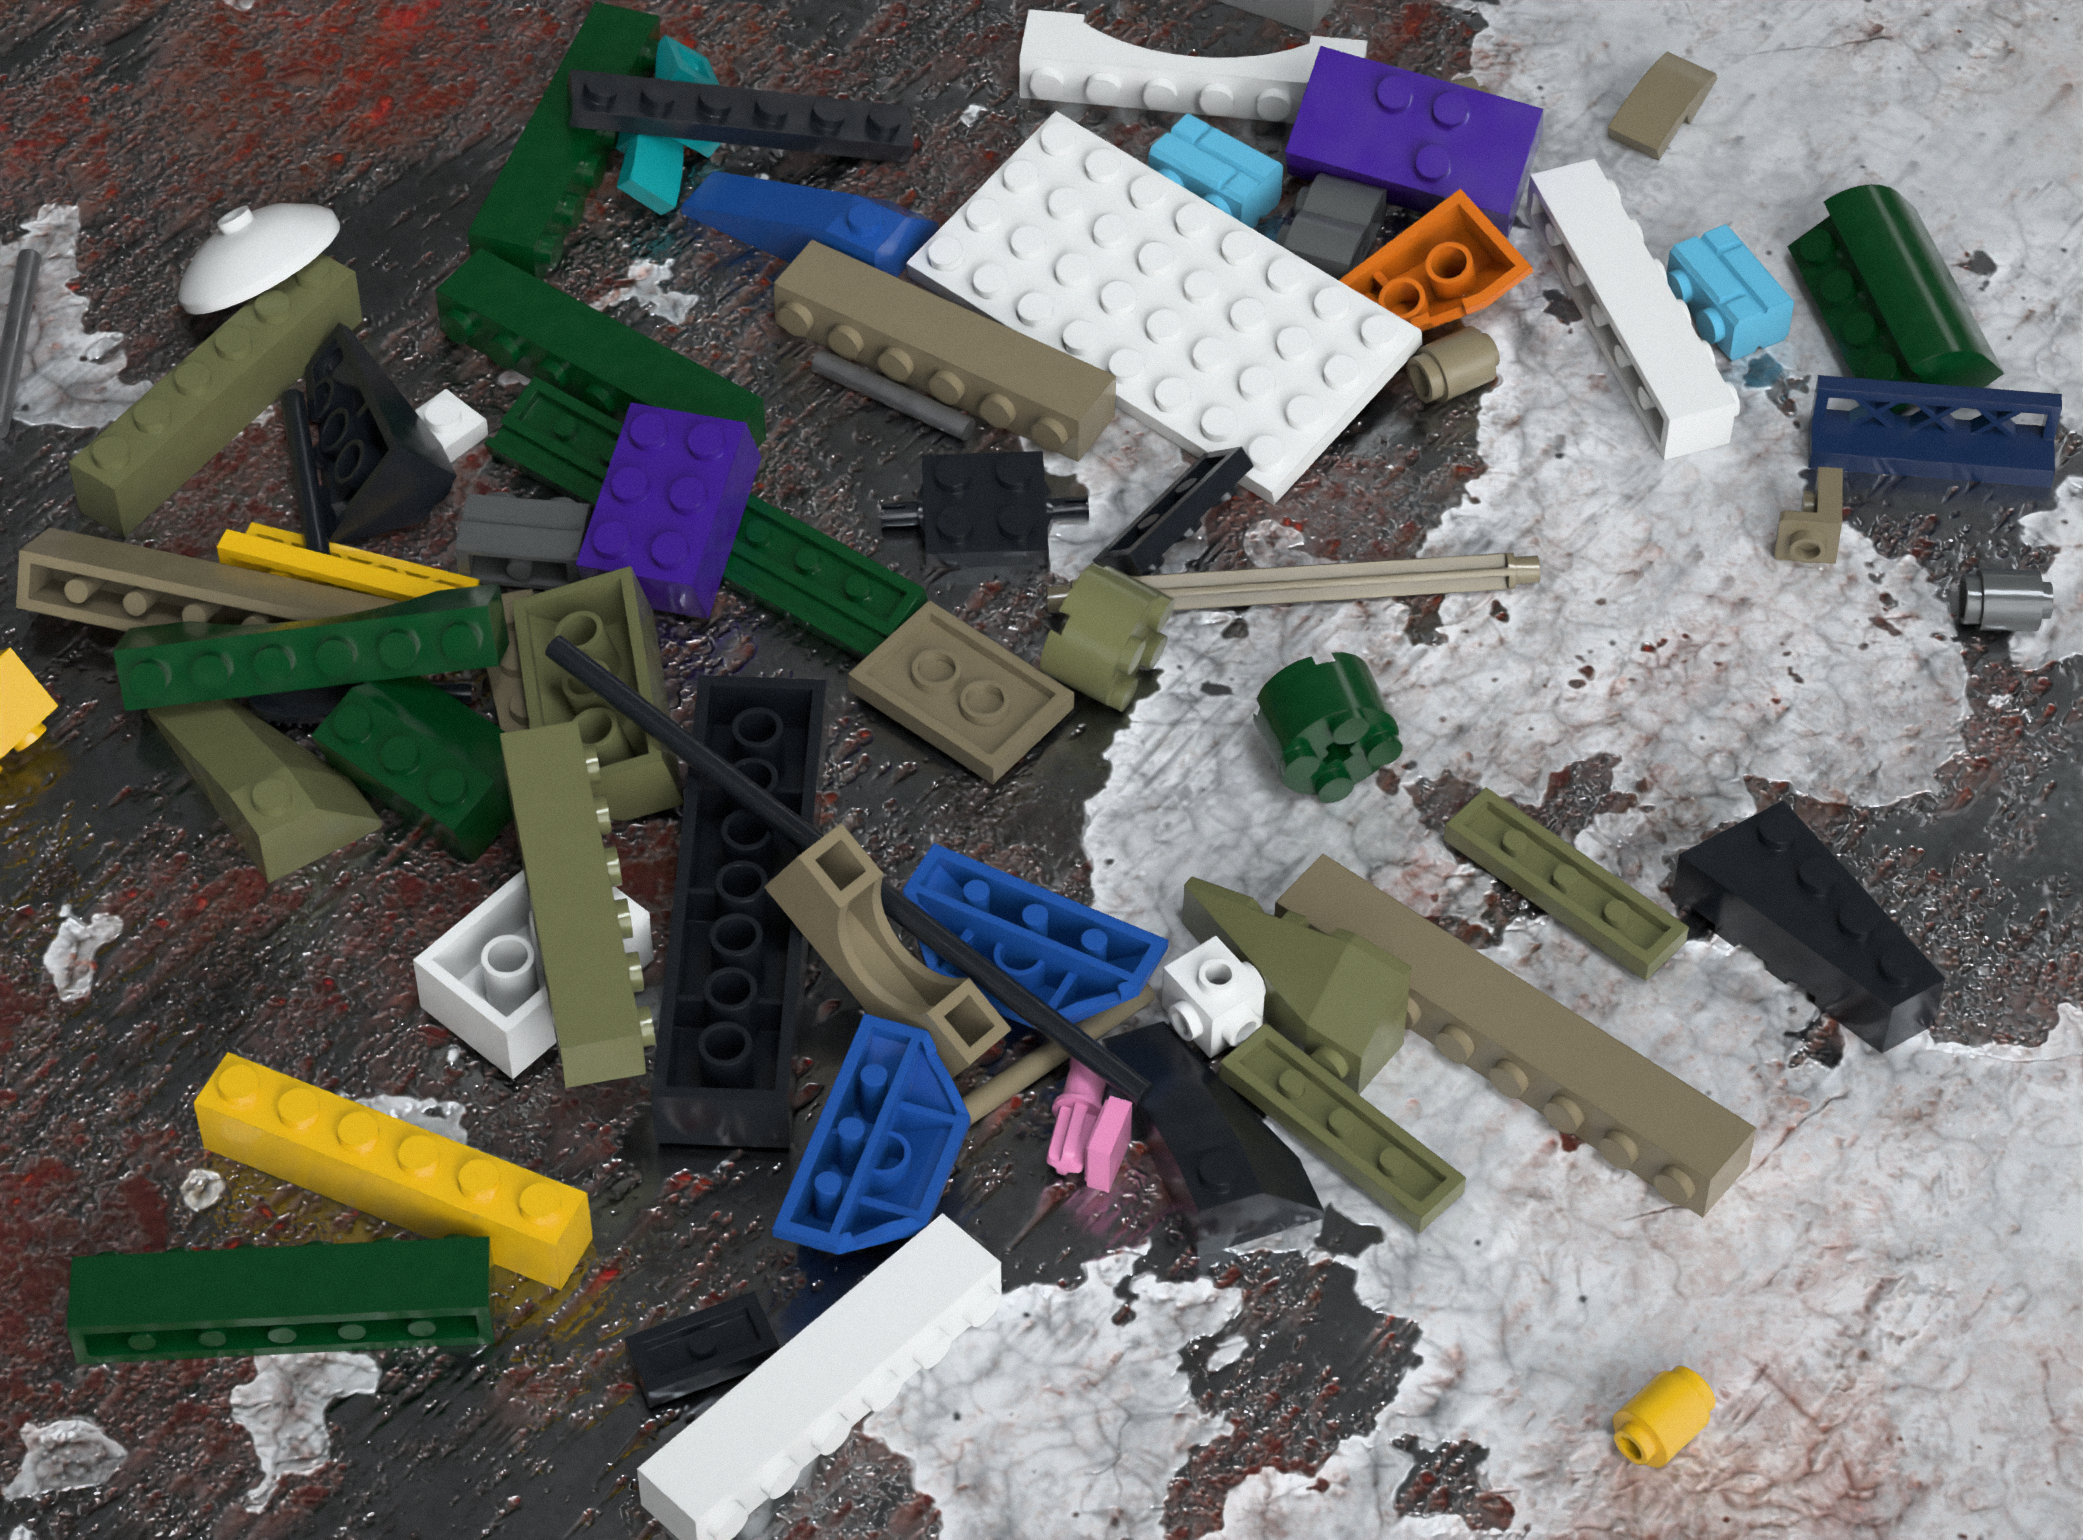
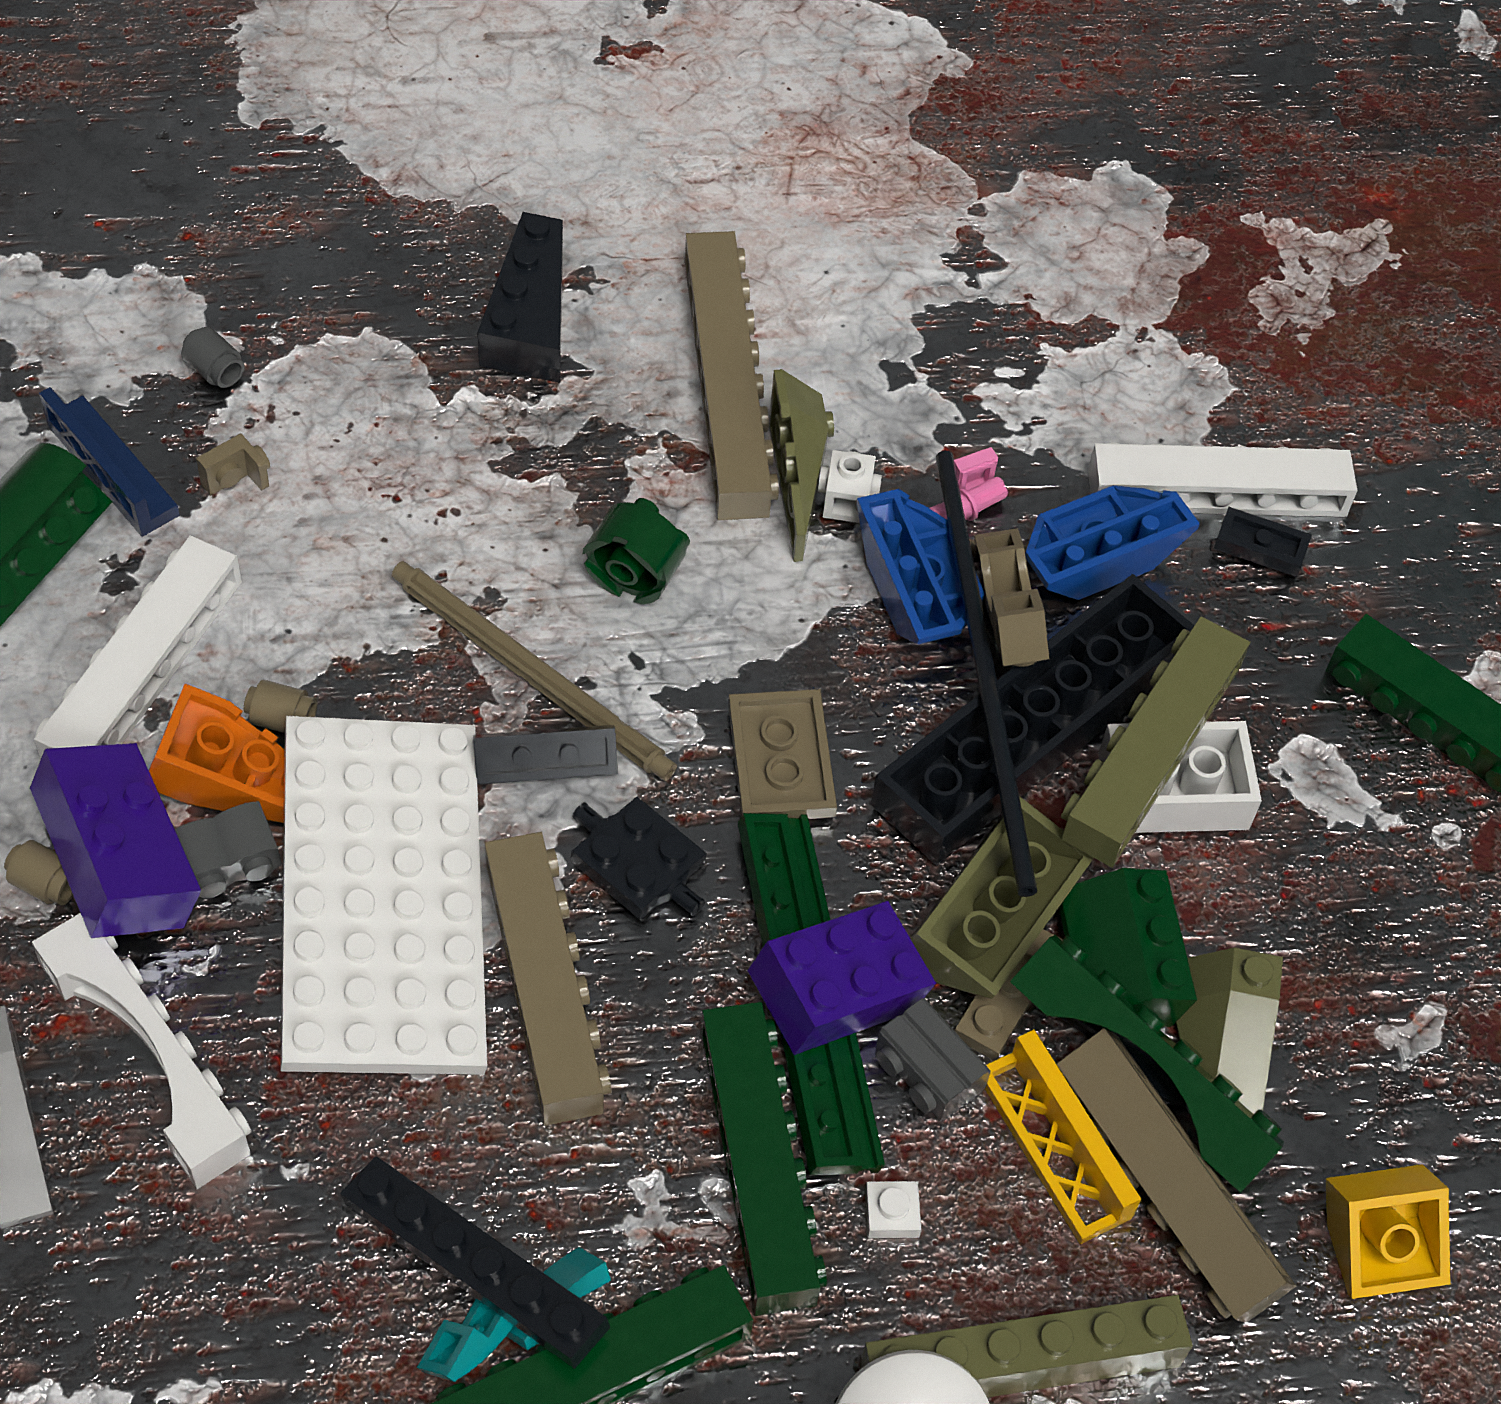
camera: 140 degrees left, 5 degrees up
(304, 471) = (1021, 1239): black bar -> none
(373, 447) = (964, 1214): black wedge -> none
(392, 1169) = (1351, 738): yellow brick -> none
(788, 216) = (494, 1140): blue wedge -> none
(893, 395) = (598, 987): flat silver bar -> none
(1107, 635) = (682, 695): olive brick -> none
(1211, 1150) = (917, 424): black wedge -> none
(1219, 169) = (235, 953): medium azure brick -> none
(1342, 1127) = (853, 392): olive plate -> none
(1566, 883) = (607, 415): olive plate -> none
(1663, 1416) = (863, 192): yellow brick -> none
(1729, 293) = (79, 618): medium azure brick -> none

